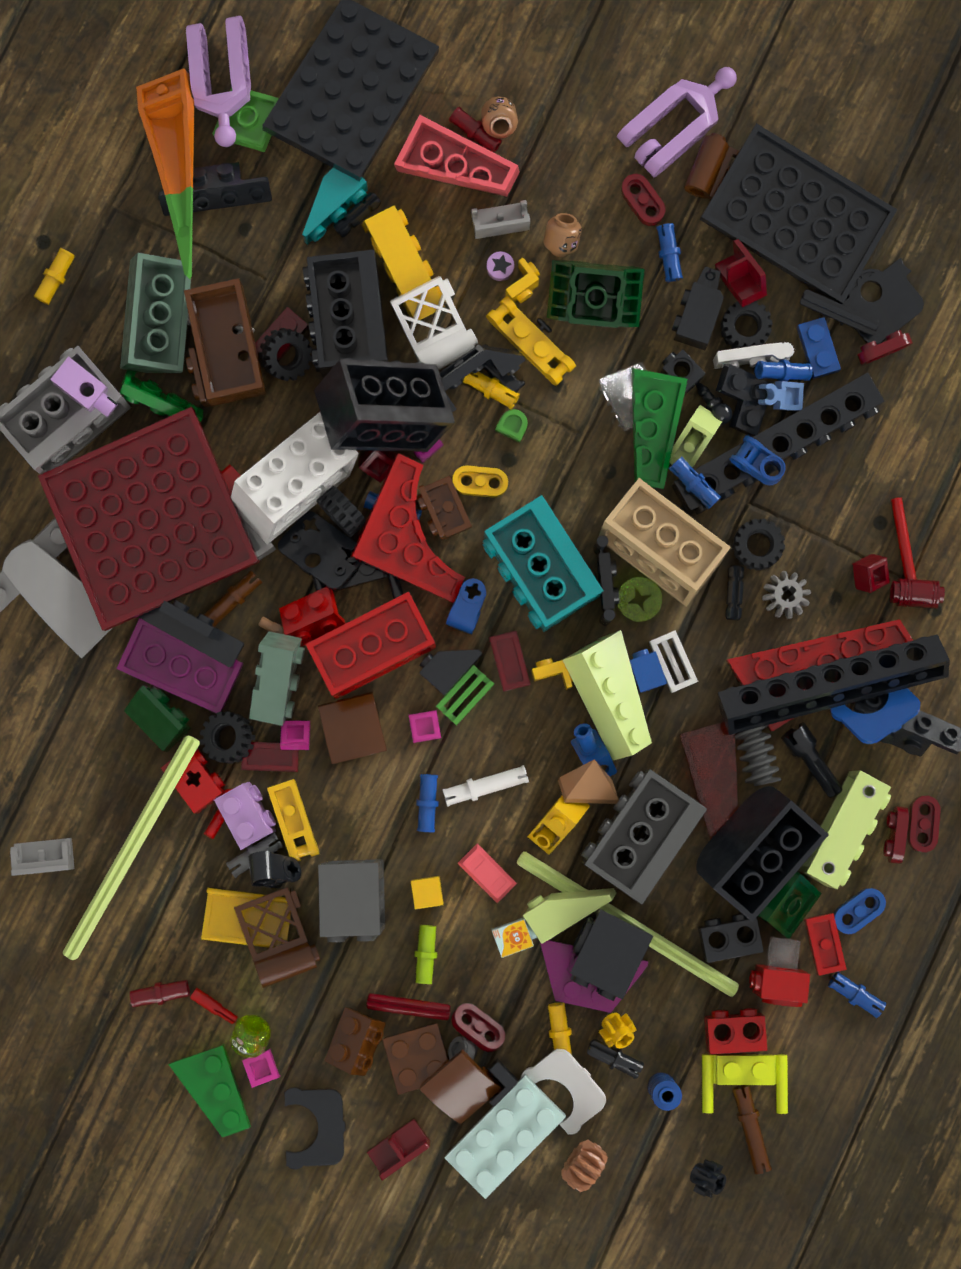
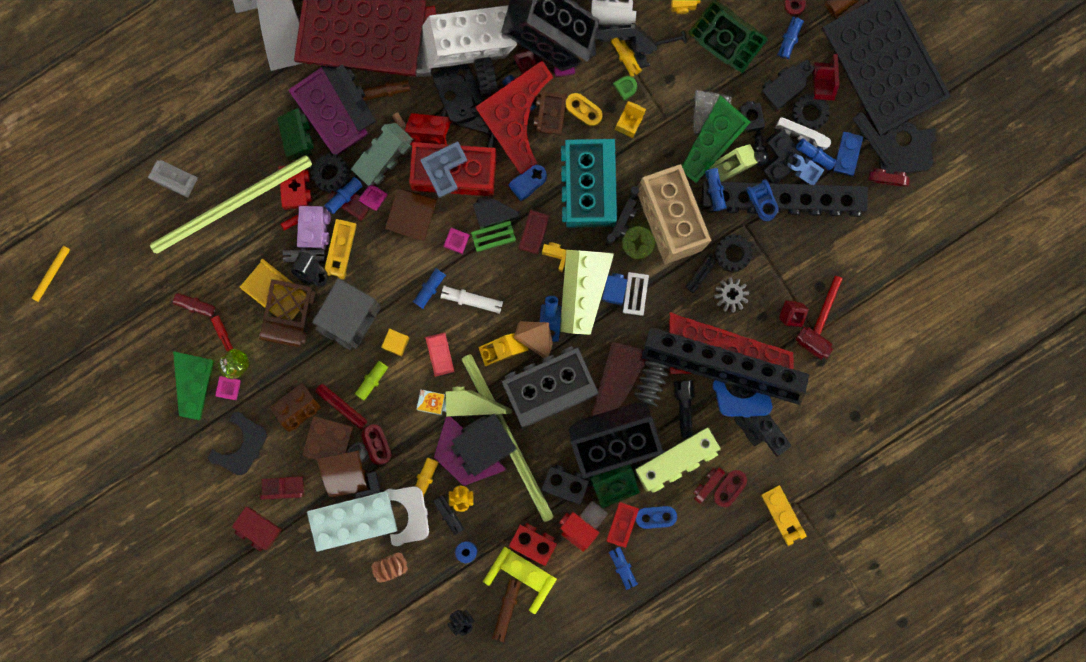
camera: 30 degrees right, 0 degrees up
(259, 755) = (343, 195): none -> blue pin
(355, 656) = (438, 166): none -> sand blue plate
(397, 1216) = (256, 528): none -> dark red brick
(530, 341) = (668, 41): yellow plate -> none
(542, 460) = (630, 119): none -> yellow bracket

